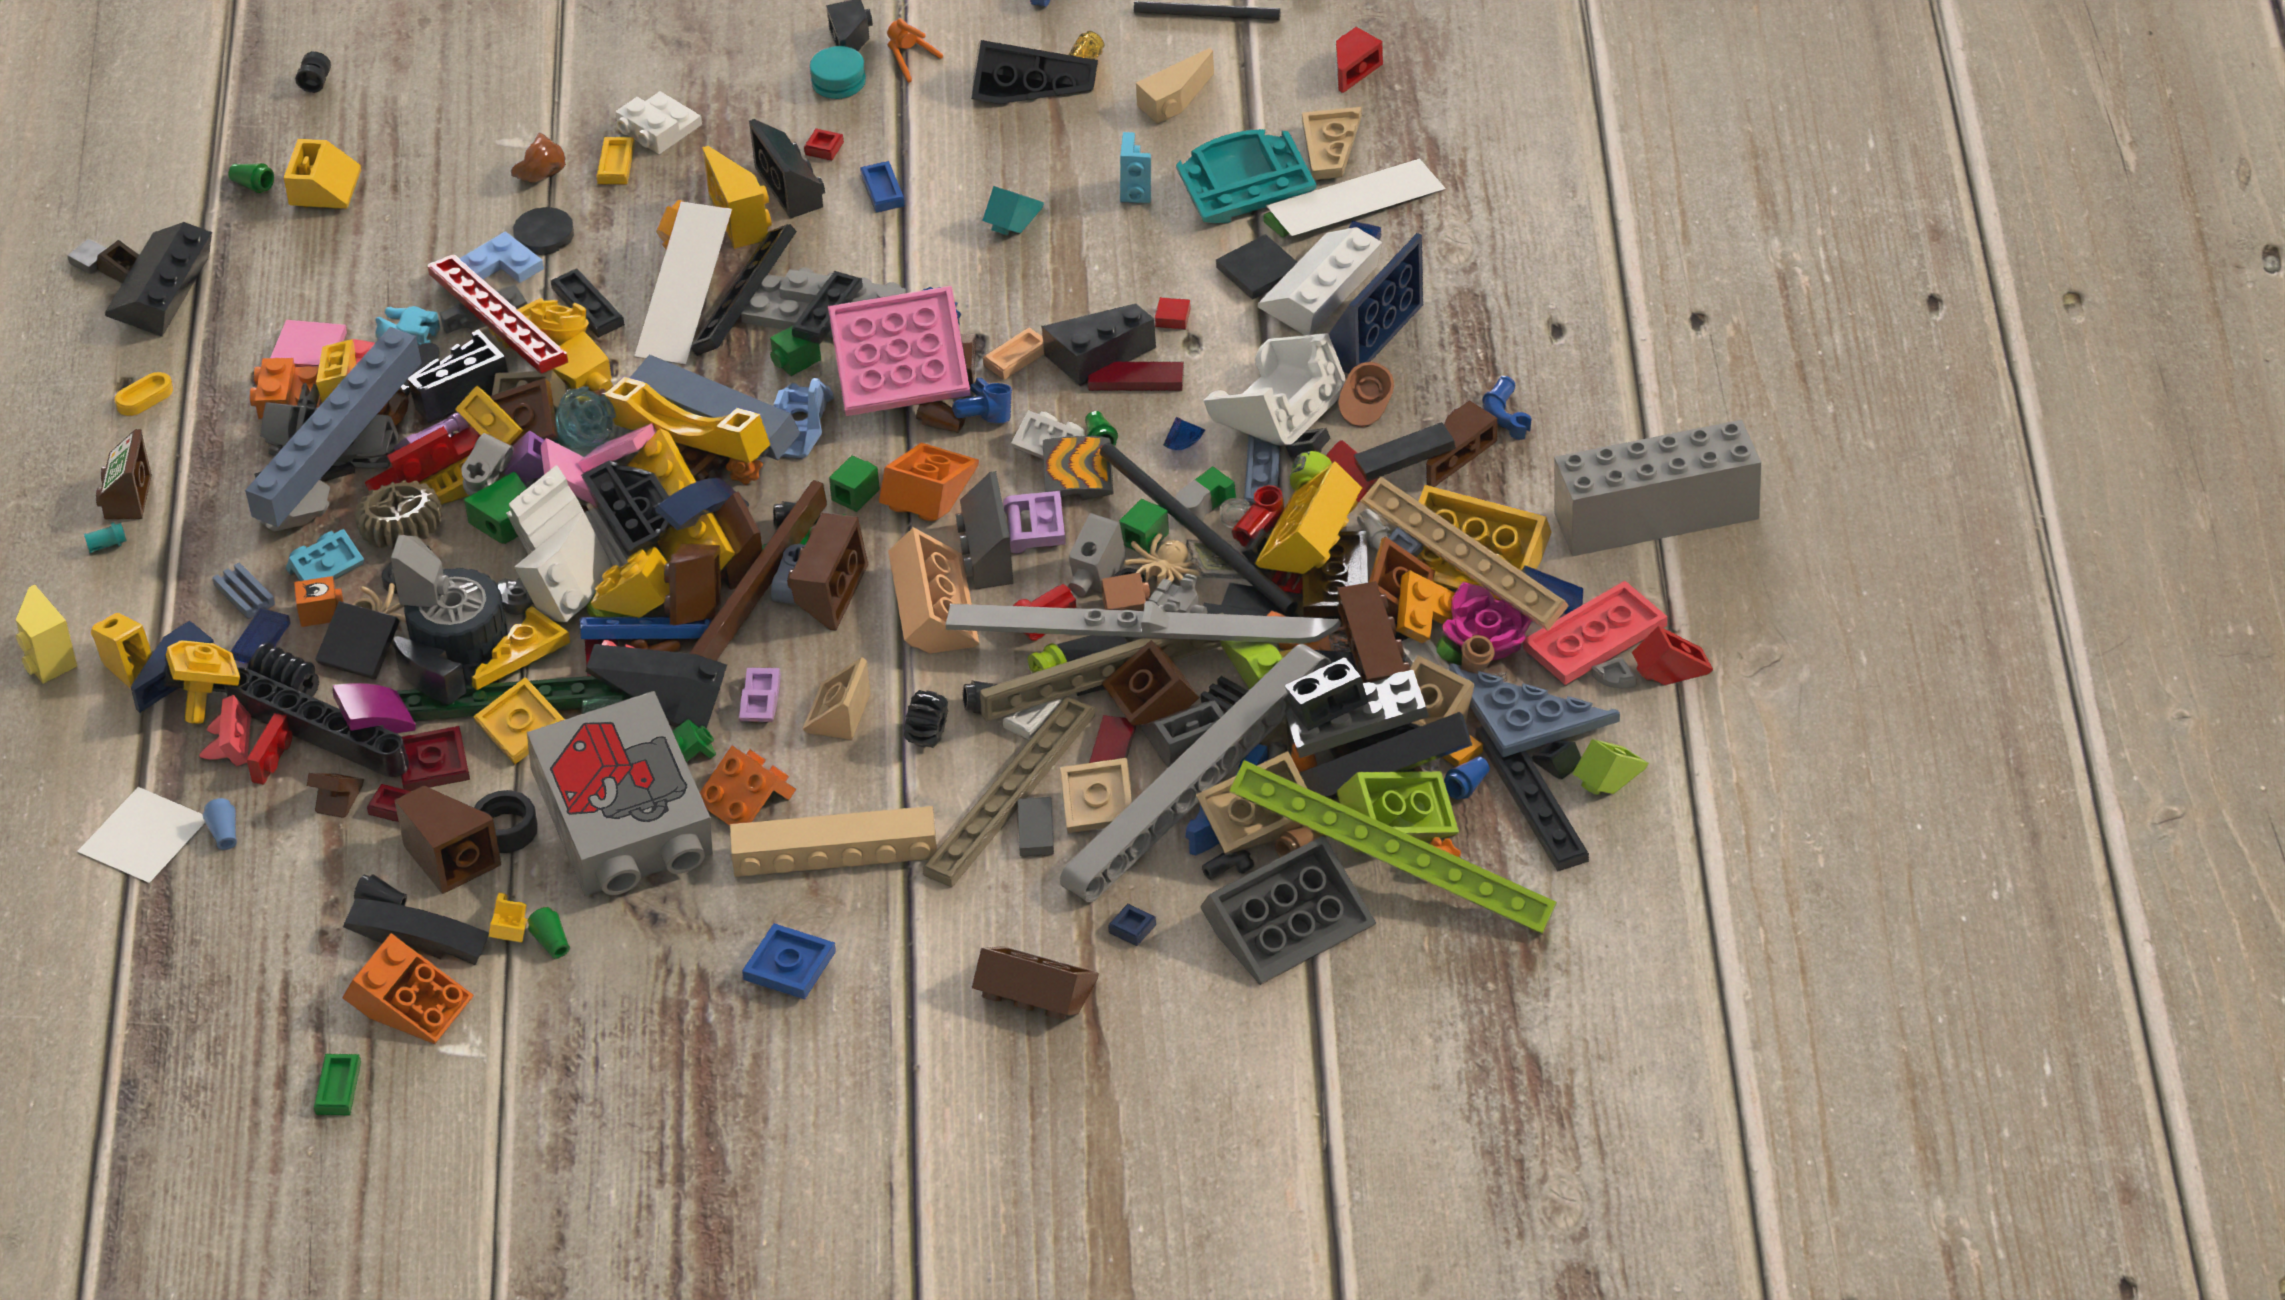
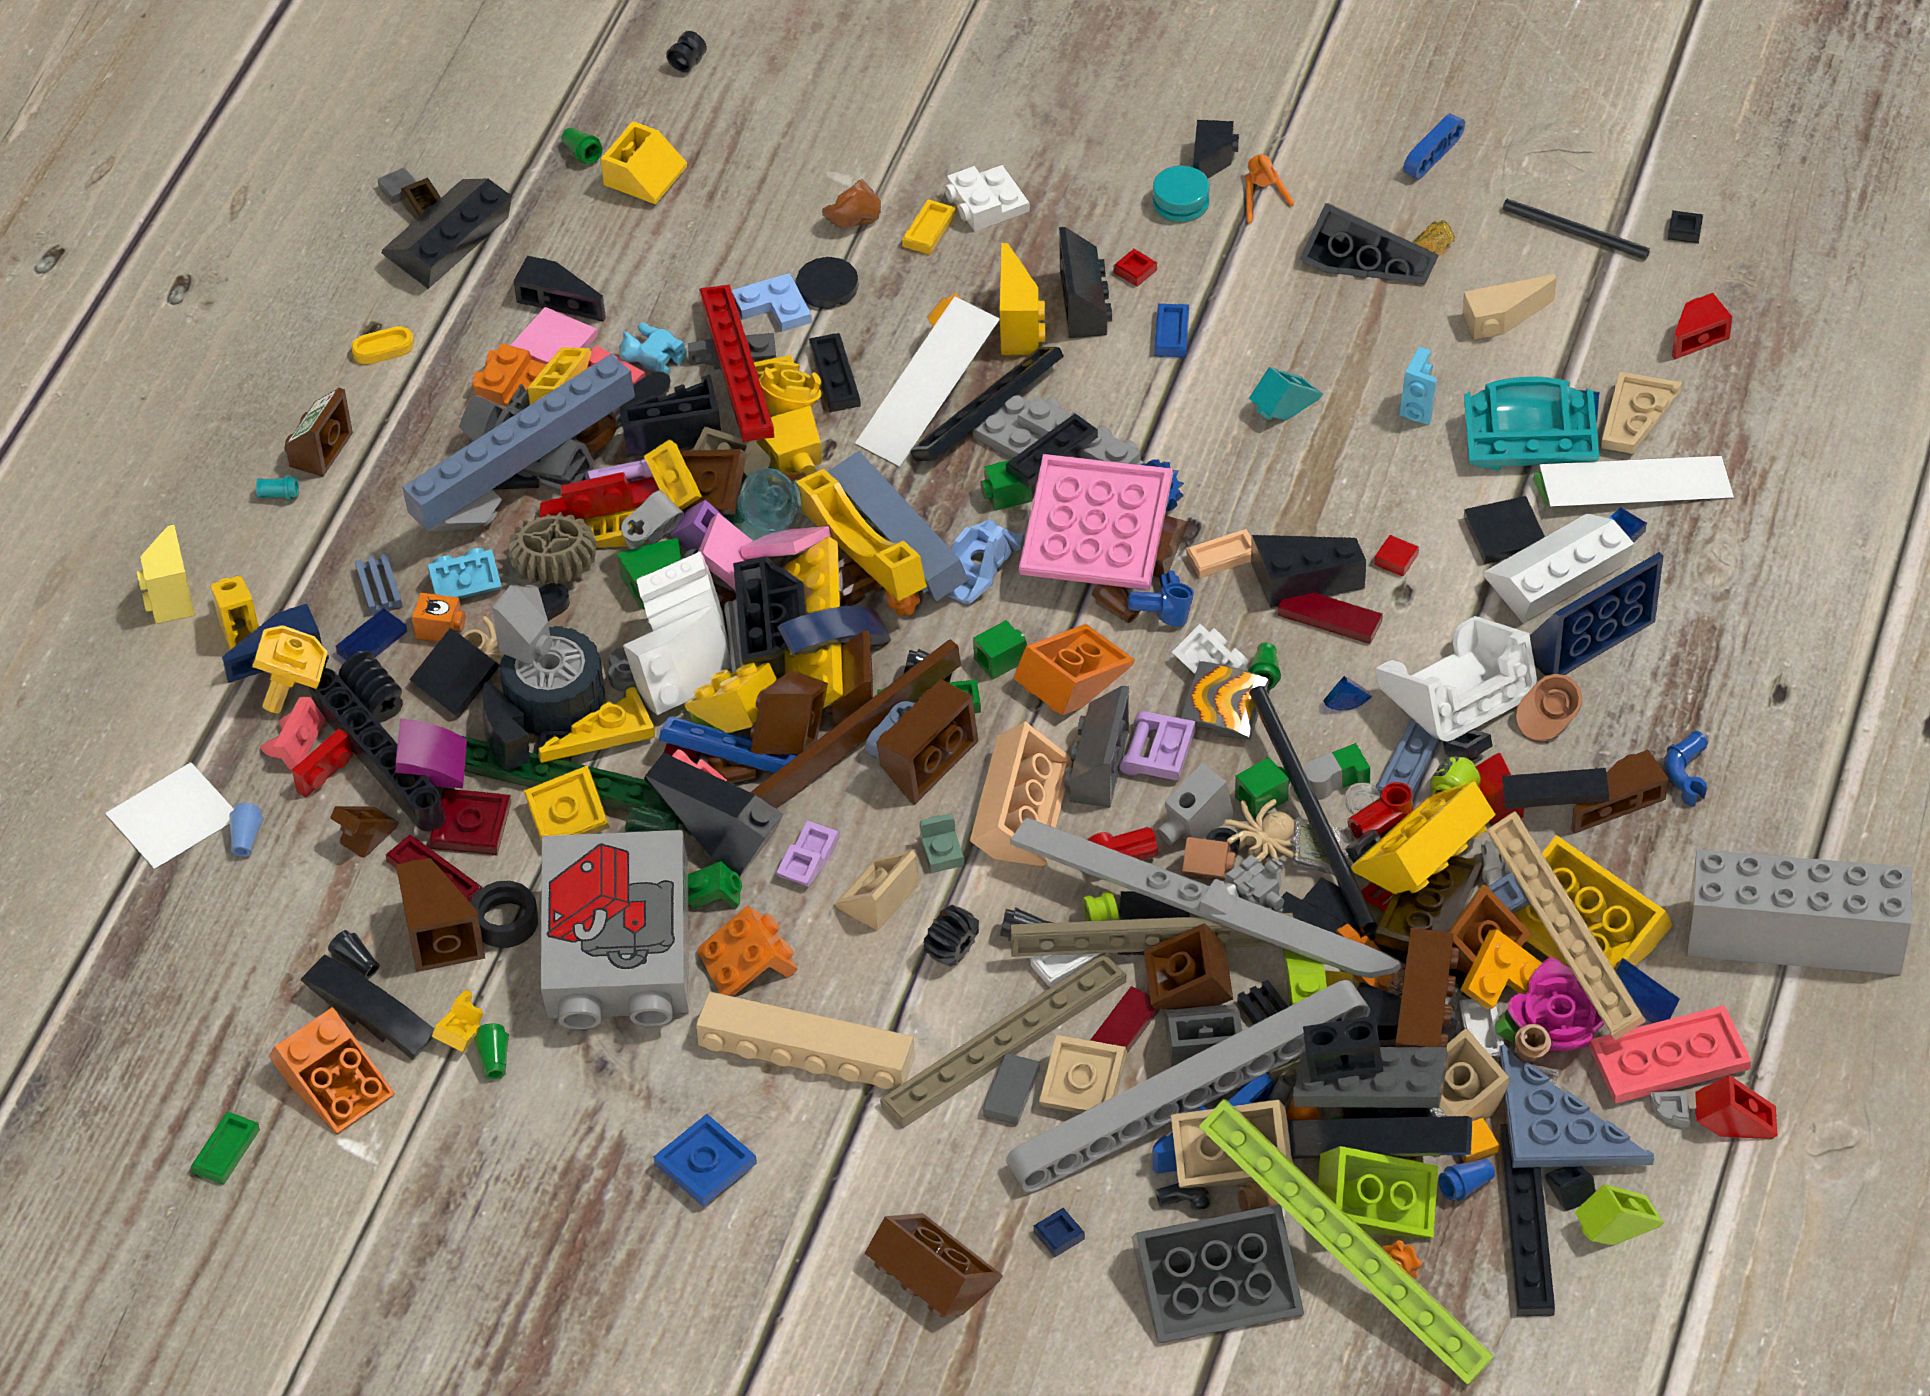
camera: 20 degrees right, 5 degrees up
(283, 299) = (552, 286): none -> black slope
(879, 653) = (940, 843): none -> sand green bracket

